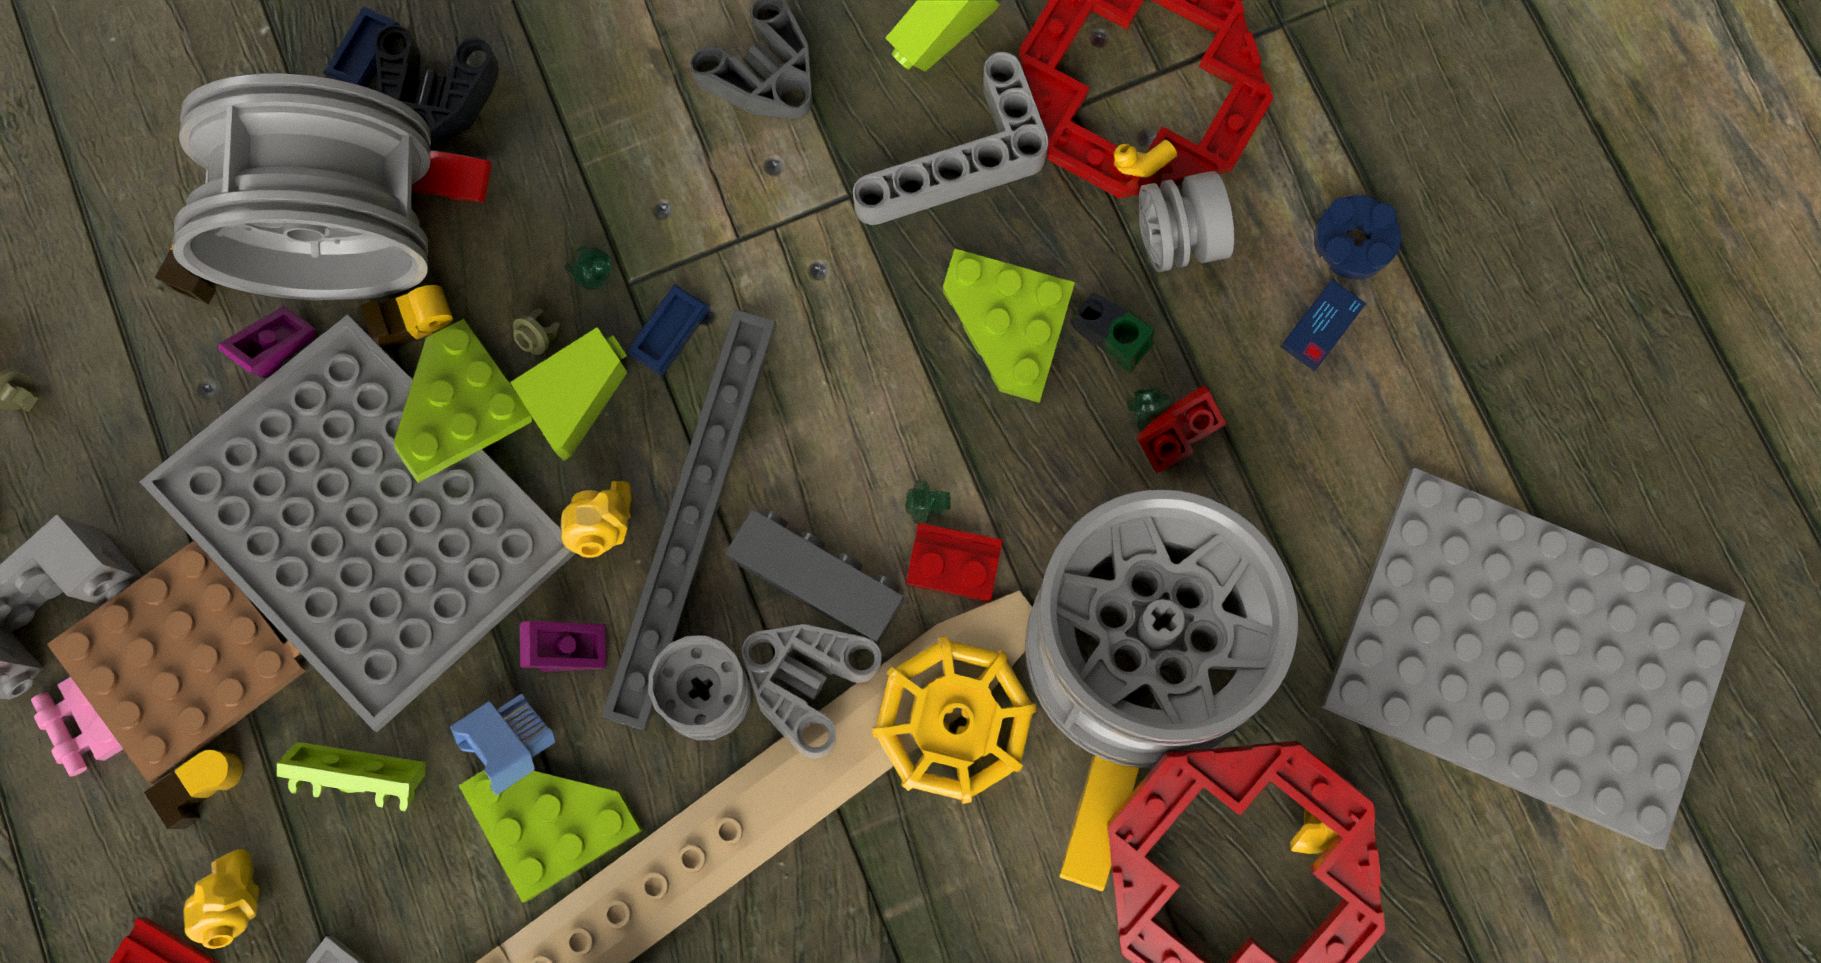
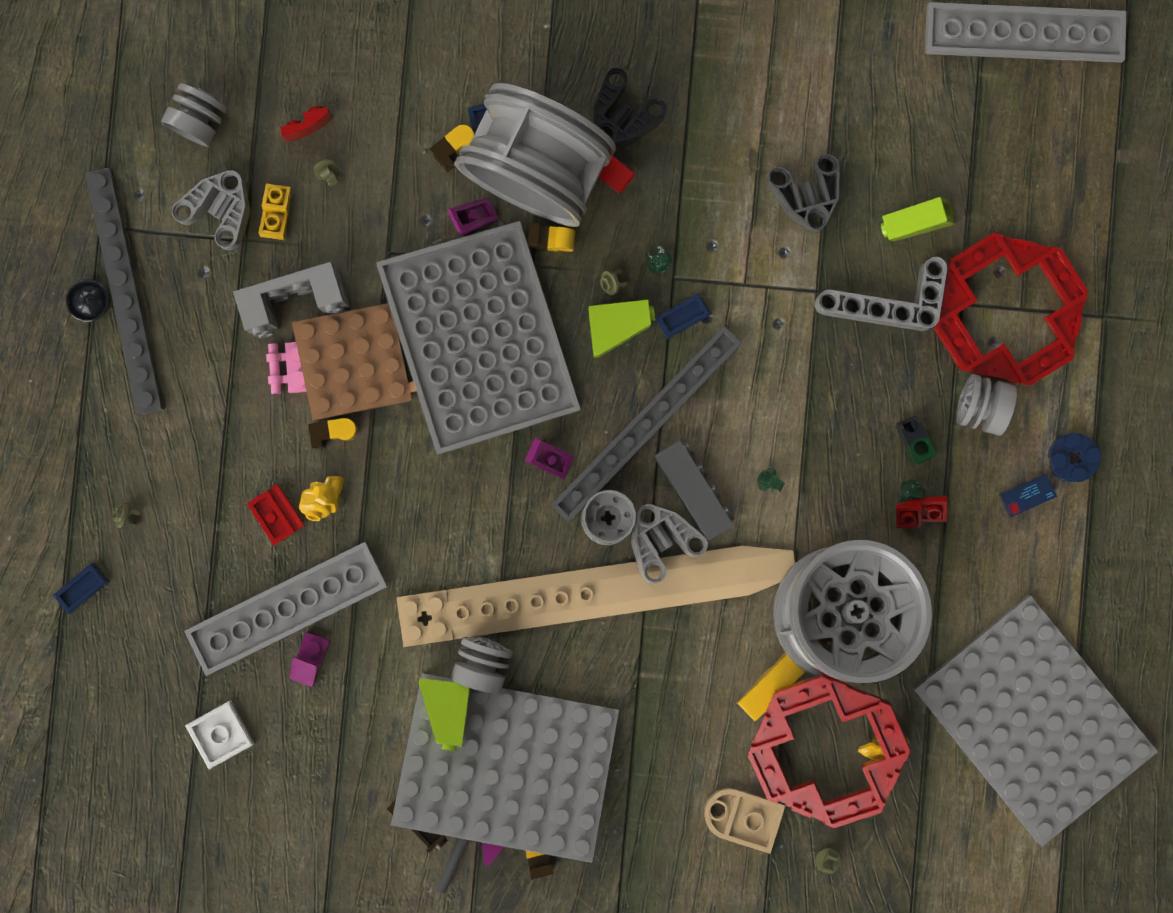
camera: 20 degrees right, 10 degrees up
(351, 772) = (413, 466): lime plate -> none
(356, 54) = (594, 68): dark blue tile -> none
(455, 403) = (554, 300): lime plate -> none
(503, 740) = (496, 490): medium blue piece -> none
(548, 826) = (496, 542): lime plate -> none
(597, 520) = (597, 402): yellow head -> none
(954, 562) = (767, 518): red plate -> none
(968, 741) = (724, 585): yellow plate -> none
(1009, 318) = (865, 404): lime plate -> none
(1141, 164) = (981, 360): yellow arm -> none

